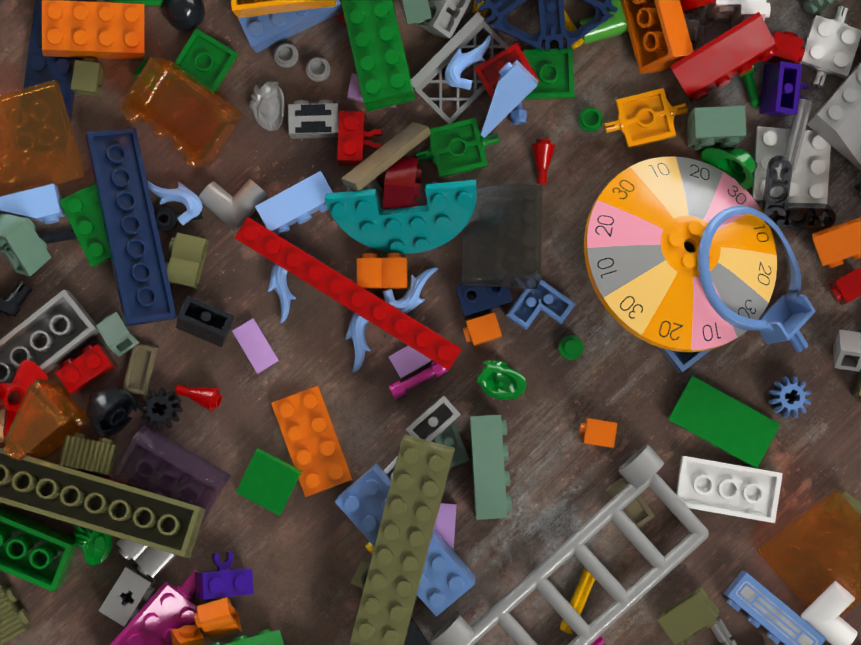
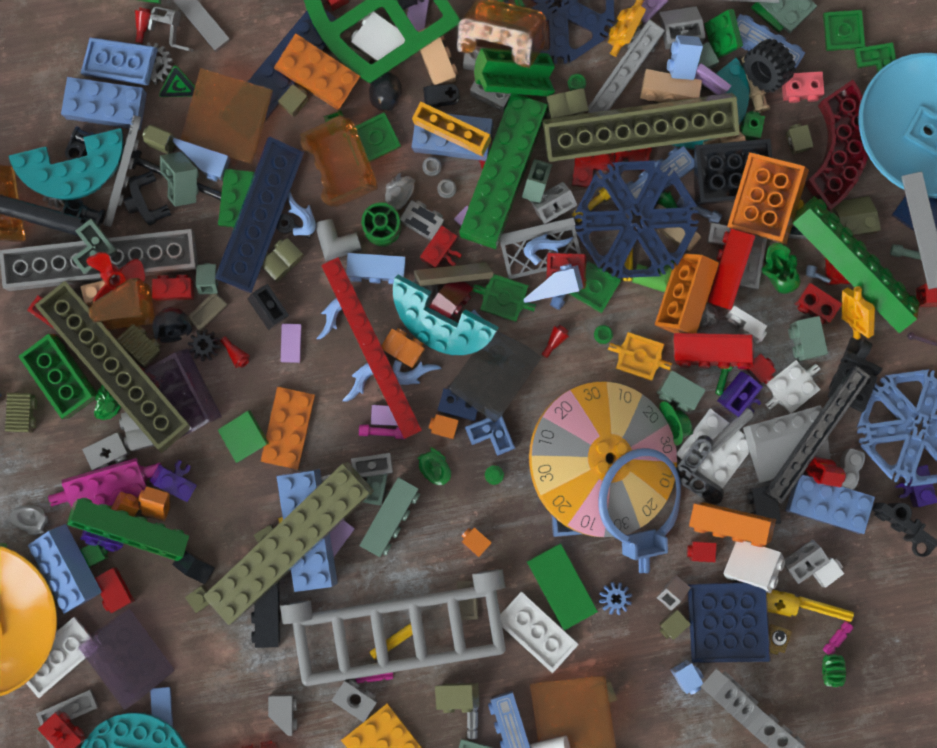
camera: 30 degrees right, 0 degrees up
(272, 151) = (381, 224): none -> green cylinder

